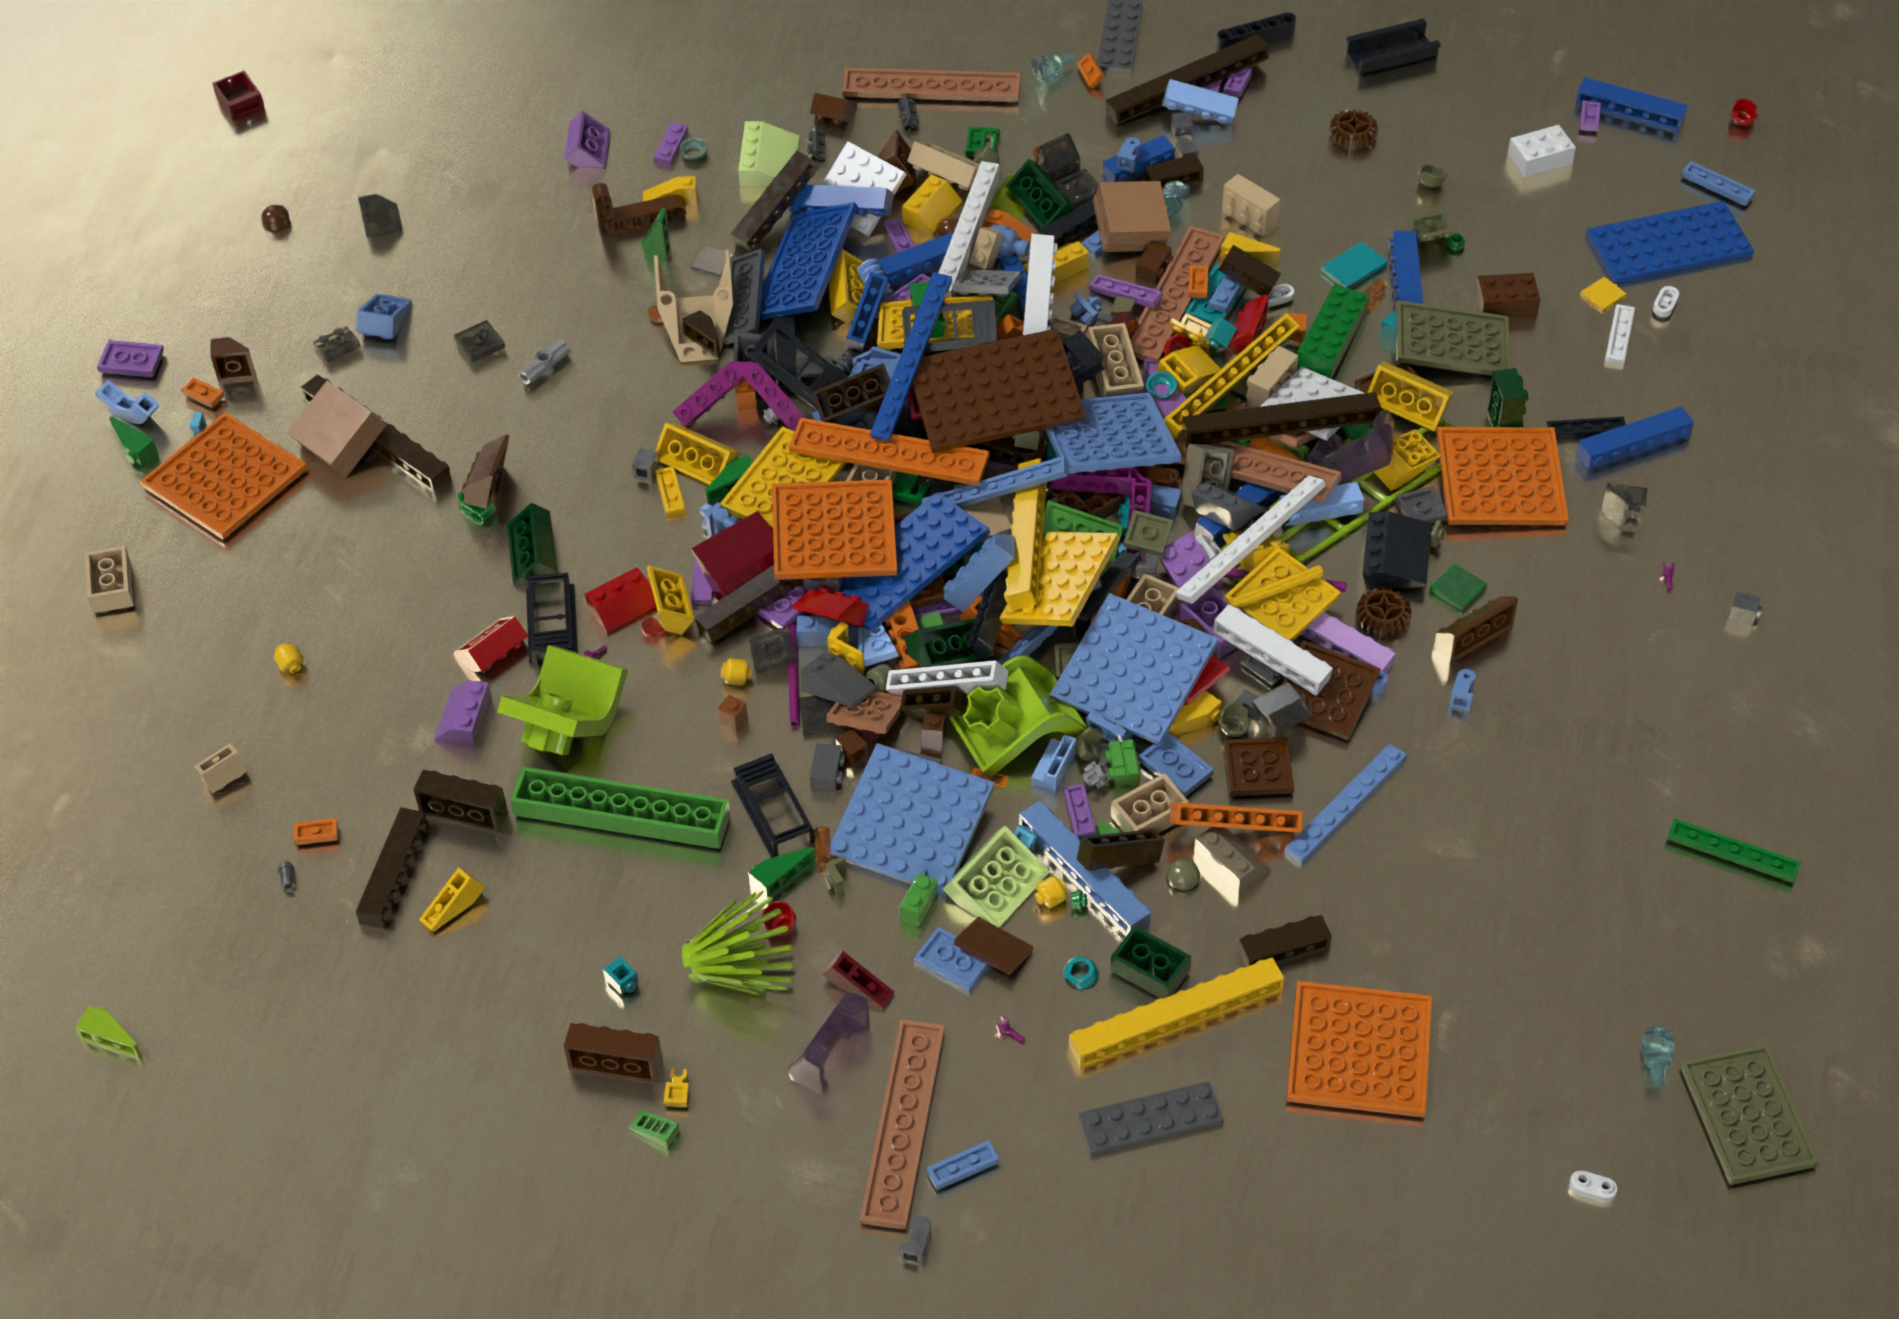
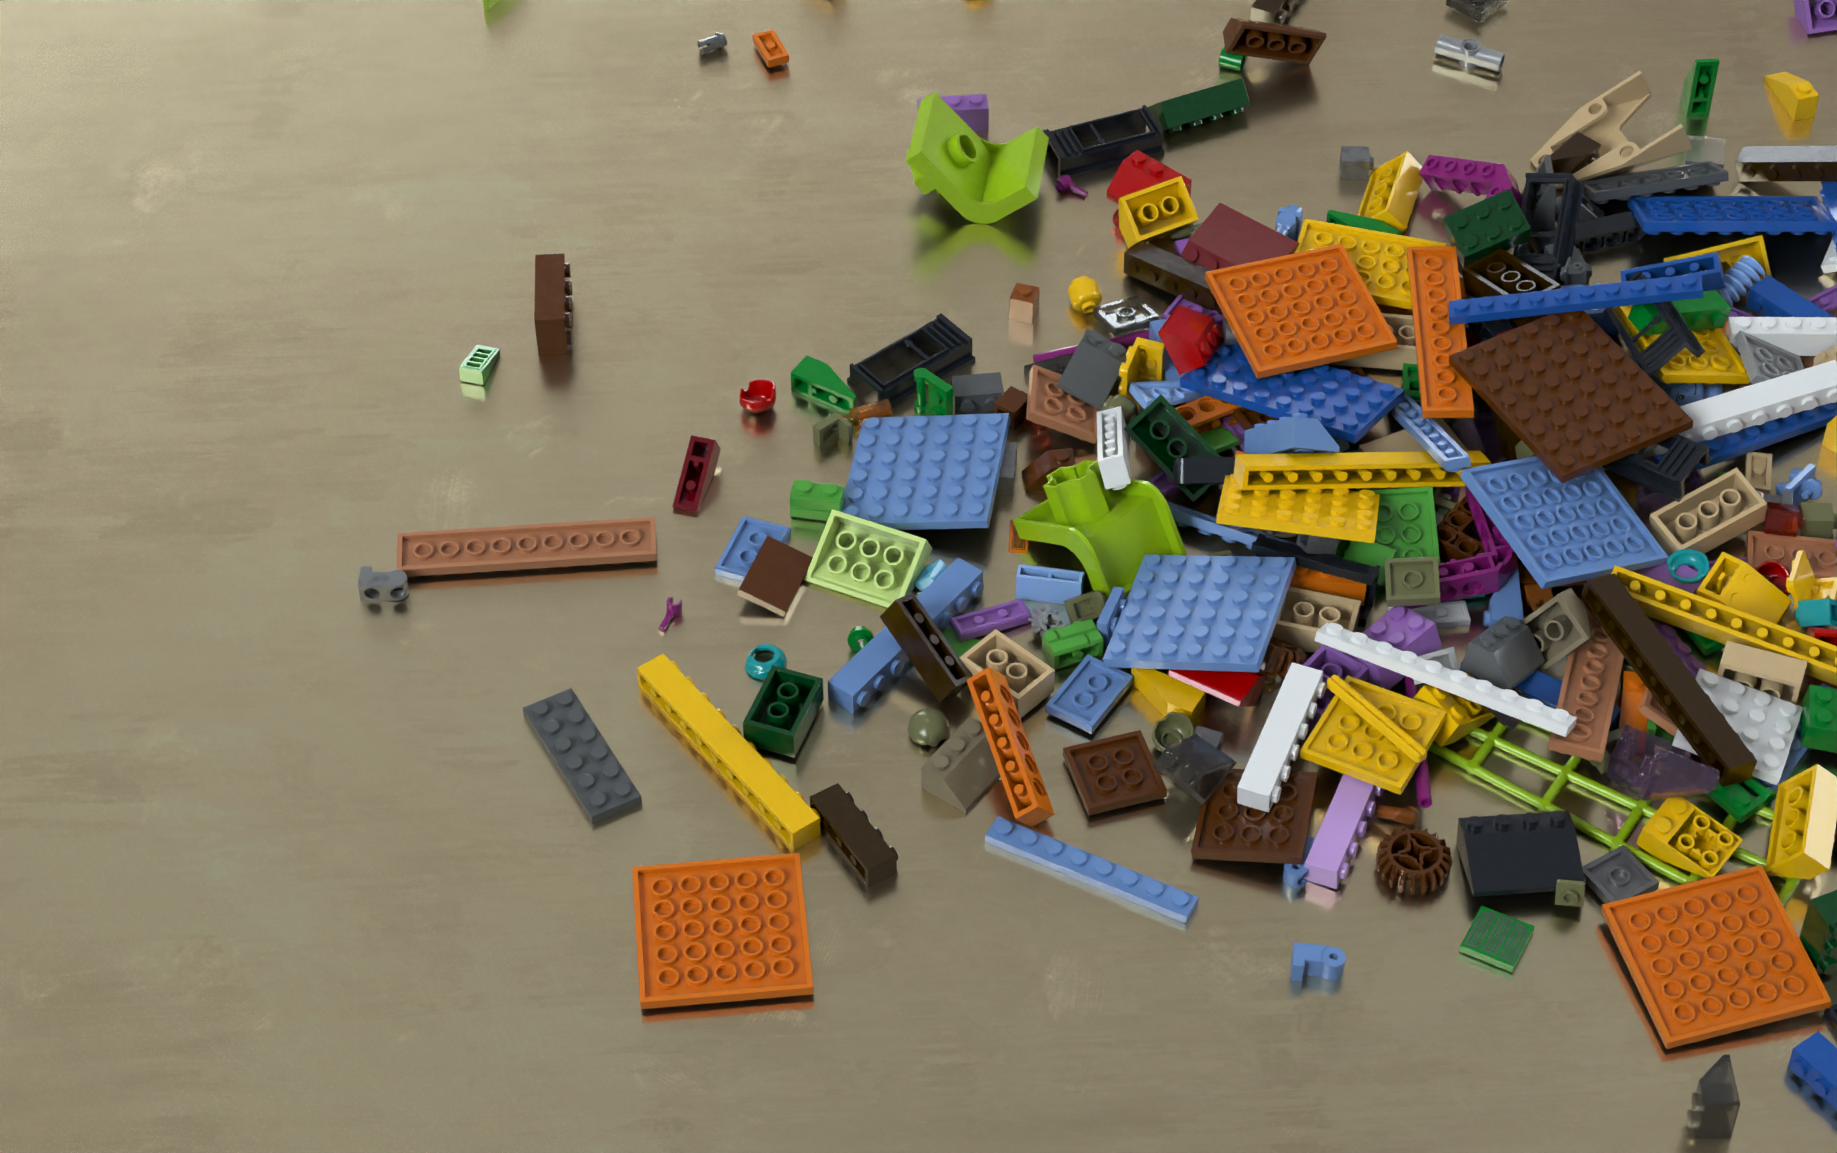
camera: 75 degrees right, 5 degrees down
(392, 868) = (741, 107): dark brown brick -> none
(454, 898) = (718, 158): yellow slope -> none
(461, 800) = (833, 128): dark brown brick -> none
(492, 644) = (1049, 106): red slope -> none
(621, 807) = (864, 247): bright green brick -> none
(621, 976) = (649, 298): teal brick -> none
(633, 215) = (1733, 66): reddish brown beam -> none
(670, 491) = (1329, 194): yellow tile -> none
(677, 1091) = (525, 367): yellow plate -> none
(711, 952) = (694, 363): lime plant -> none
(792, 391) = (1487, 227): none -> dark green brick
(837, 793) = (939, 394): none -> green plate
(844, 1018) = (581, 450): clear purple windscreen -> none
(944, 700) = (1084, 444): dark brown brick -> none
(962, 1165) = (483, 604): medium blue plate -> none
(1051, 892) = (862, 609): yellow head -> none
(1338, 608) = (1402, 815): none -> dark orange arm
(1343, 501) = (1572, 775): light blue brick -> none
(1476, 627) = (1423, 959): reddish brown slope -> none

